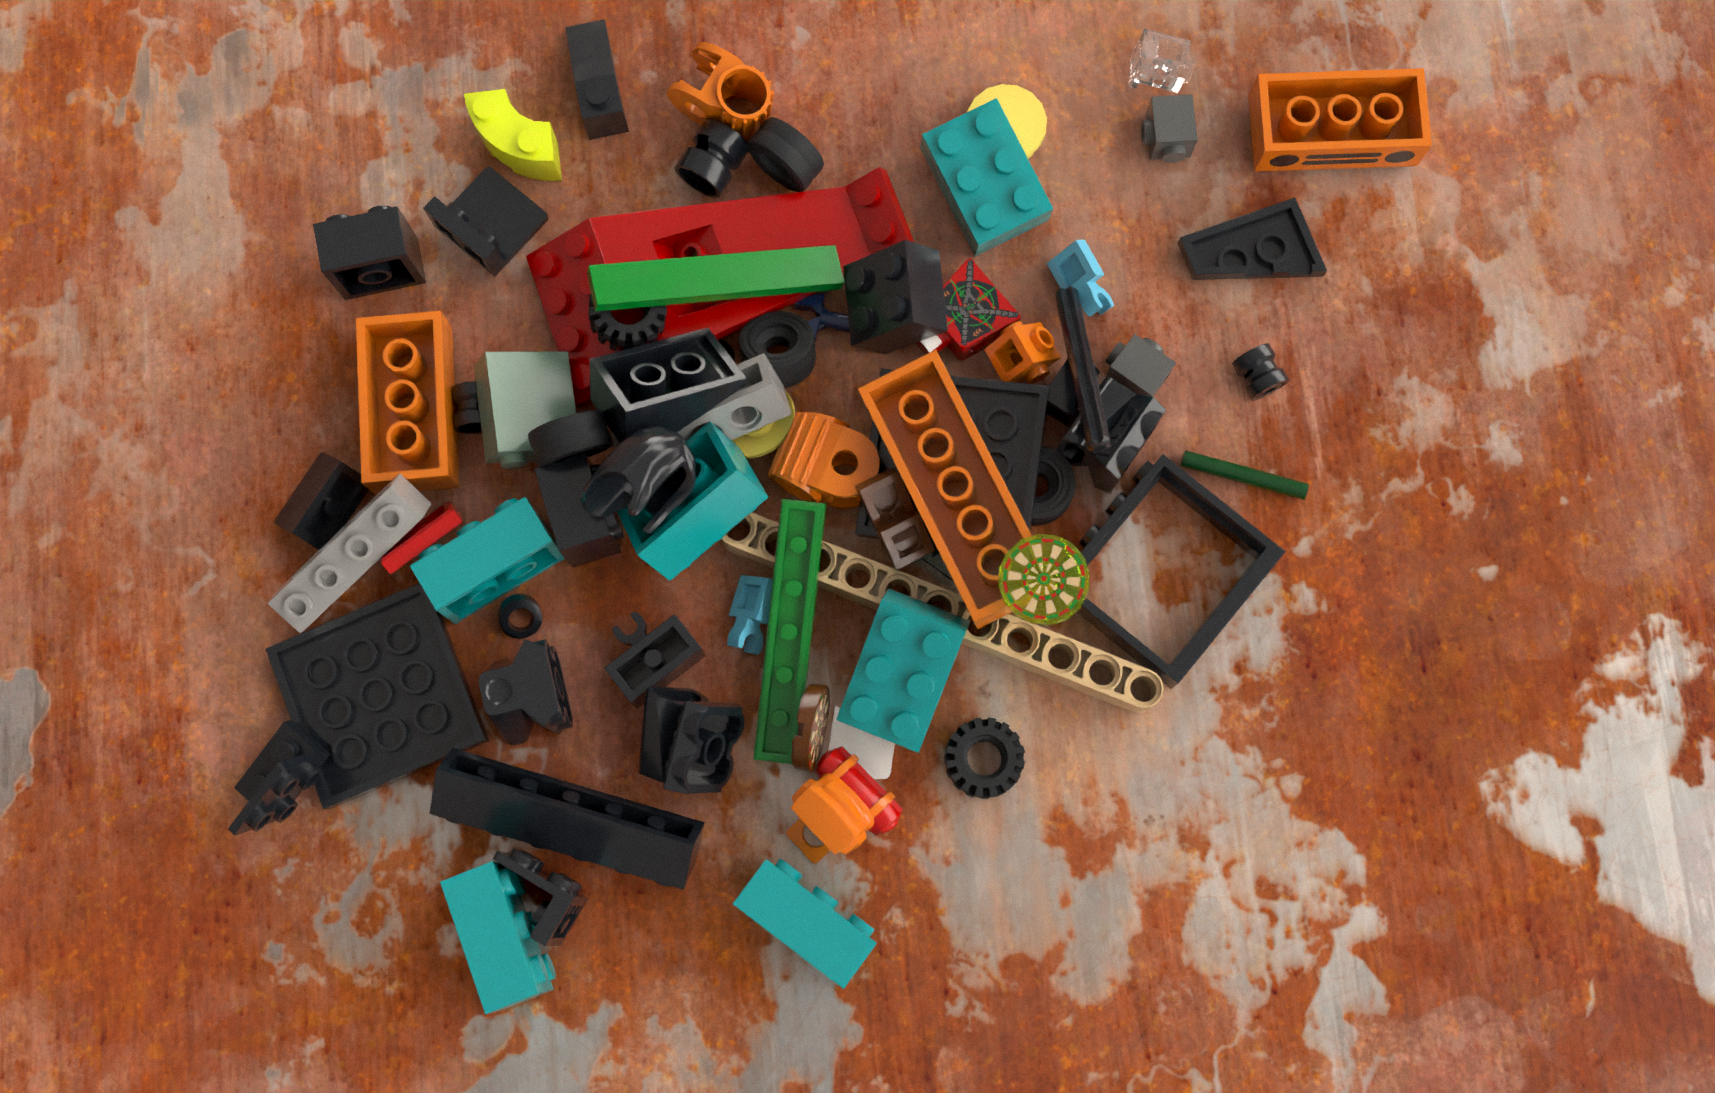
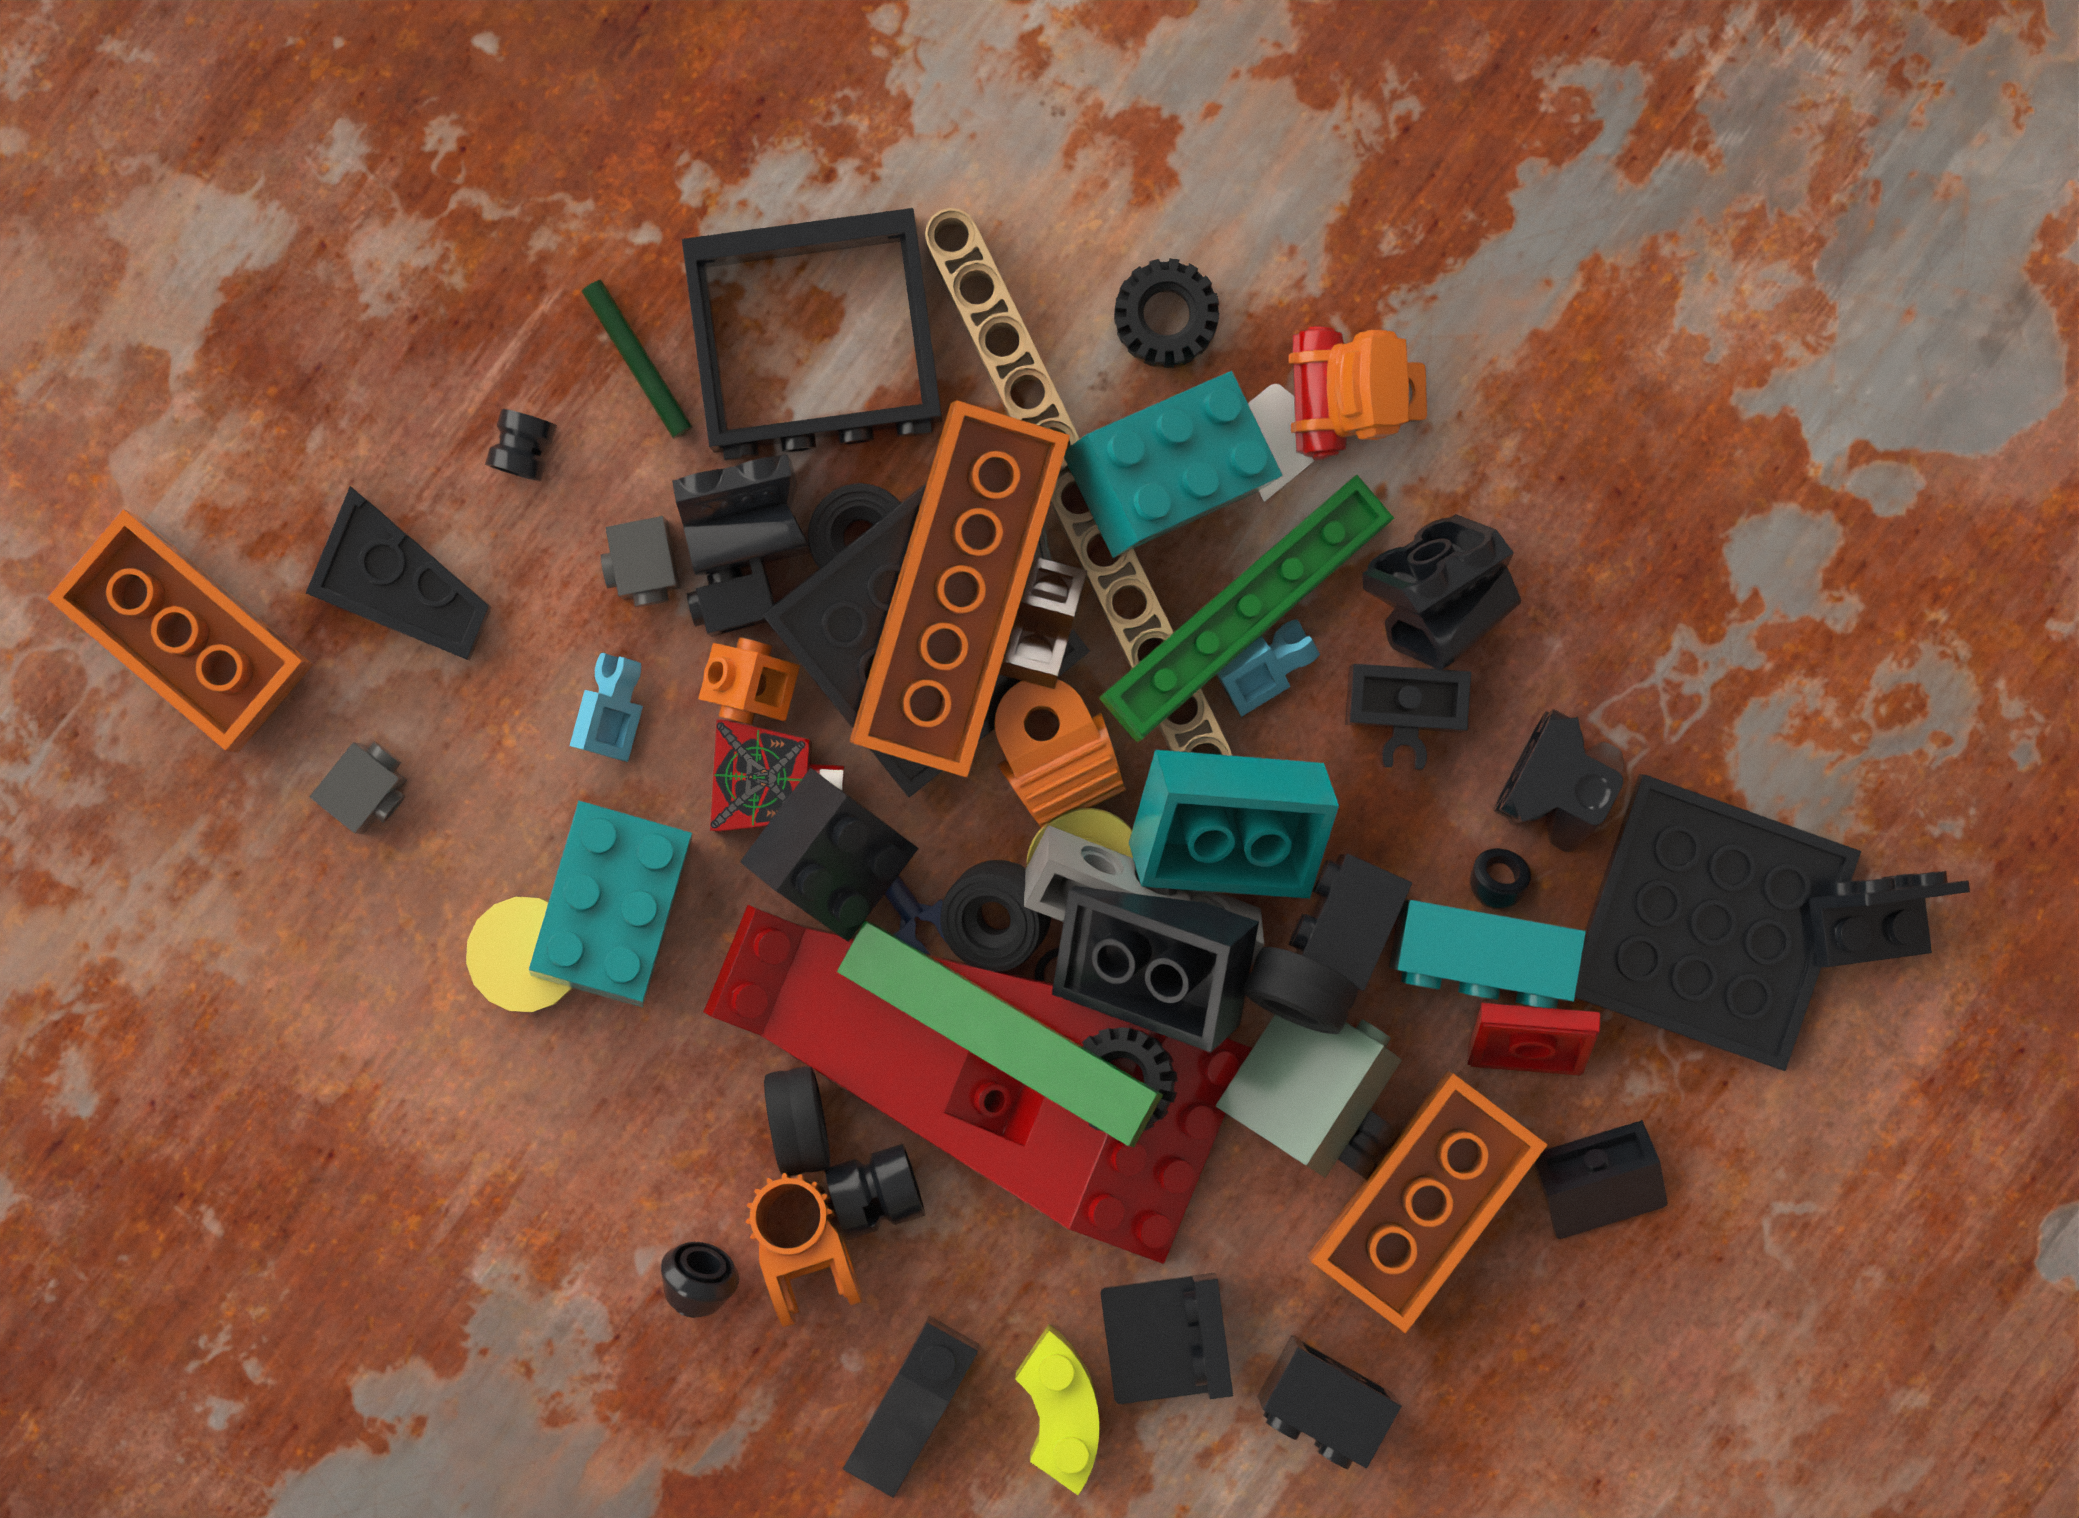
camera: 135 degrees left, 10 degrees up
(350, 553) = (1619, 1081): light grey brick -> none
(497, 936) = (1793, 560): teal brick -> none
(553, 918) = (1695, 557): black bracket -> none
(566, 818) = (1629, 621): black brick -> none
(644, 472) = (1250, 873): black hair -> none
(765, 41) = (698, 1278): none -> black cone
(806, 921) = (1484, 306): teal brick -> none
(812, 722) = (1313, 491): reddish brown tile -> none
(1044, 579) = (968, 409): clear neon green tile -> none
(1082, 370) = (713, 601): black axle -> none
(1161, 61) = (282, 869): clear brick -> none

